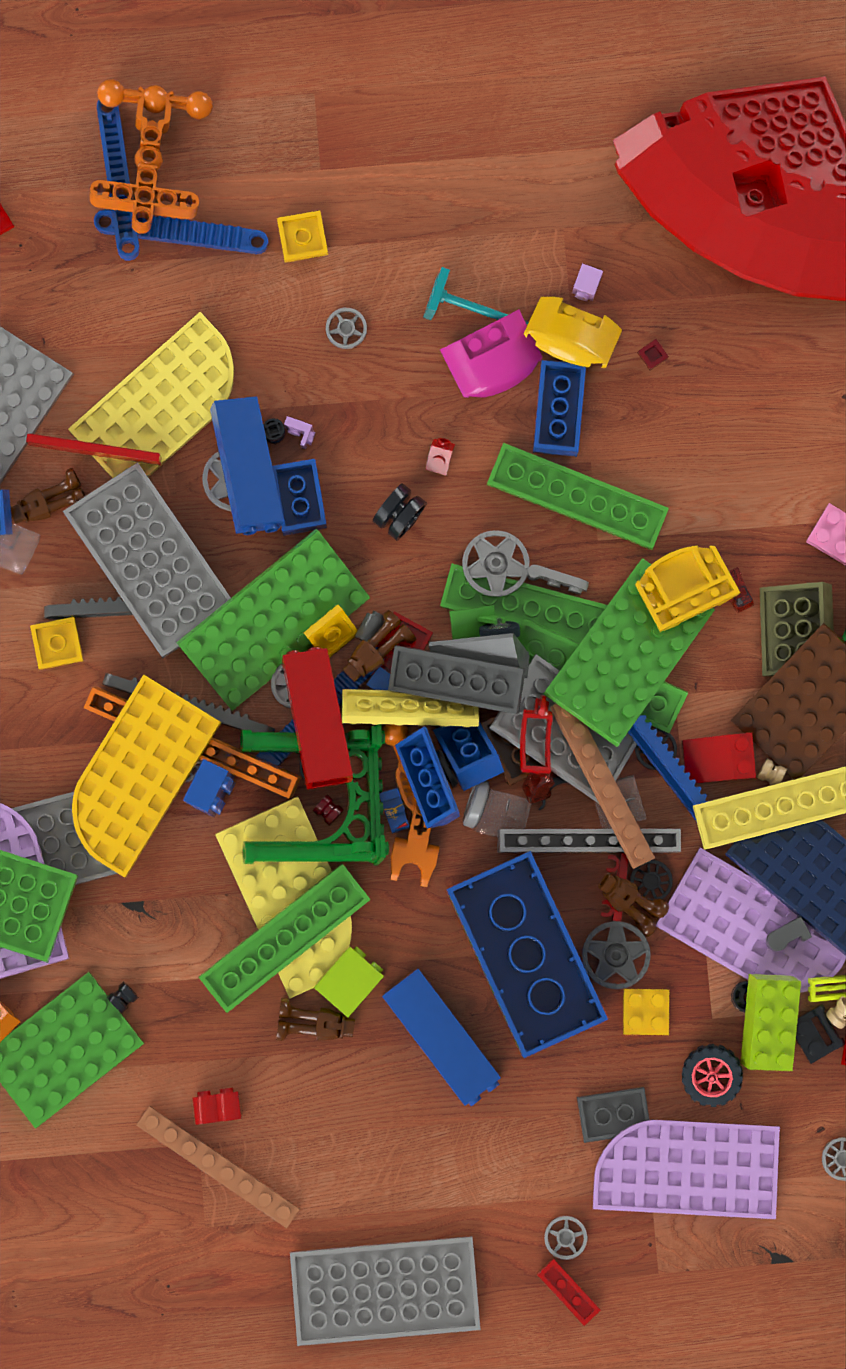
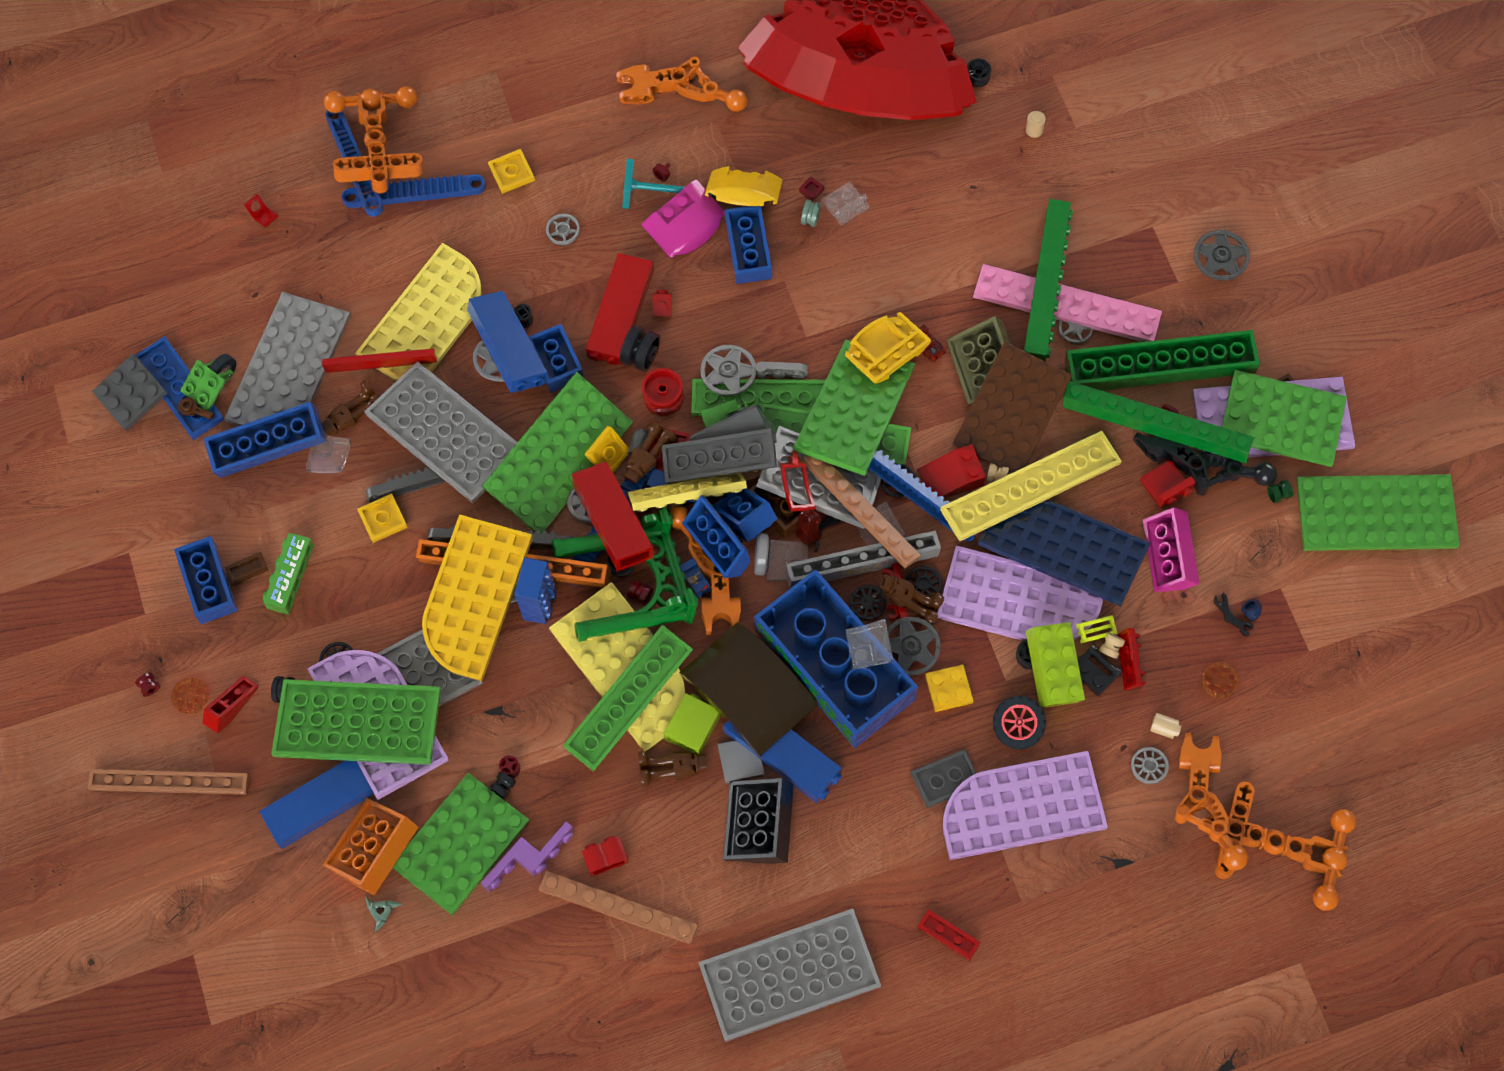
camera: 10 degrees left, 15 degrees down
(131, 977) = (508, 762): none -> dark red wheel
(132, 1087) = (528, 857): none -> medium lavender bracket
(298, 427) = (544, 308): lavender bracket -> none
(388, 451) = (619, 307): none -> red brick
(390, 1036) = (739, 762): none -> light grey tile
(394, 1112) = (758, 821): none -> black slope
(413, 585) = (662, 392): none -> red wheel
(421, 960) = (750, 688): none -> dark brown slope
(481, 283) = (661, 172): none -> dark red tile
(493, 160) = (665, 80): none -> orange piece
(565, 1237) = (933, 890): light grey wheel -> none
(566, 959) = (869, 645): none -> clear plate
(577, 496) = (781, 306): bright green plate -> none
(581, 888) = (868, 602): none -> black wheel
(587, 282) = (745, 150): lavender brick -> none
(643, 386) = (811, 213): none -> sand green wheel
(688, 381) = (845, 203): none -> clear hinge
(779, 938) = (1048, 591): dark grey leg -> none

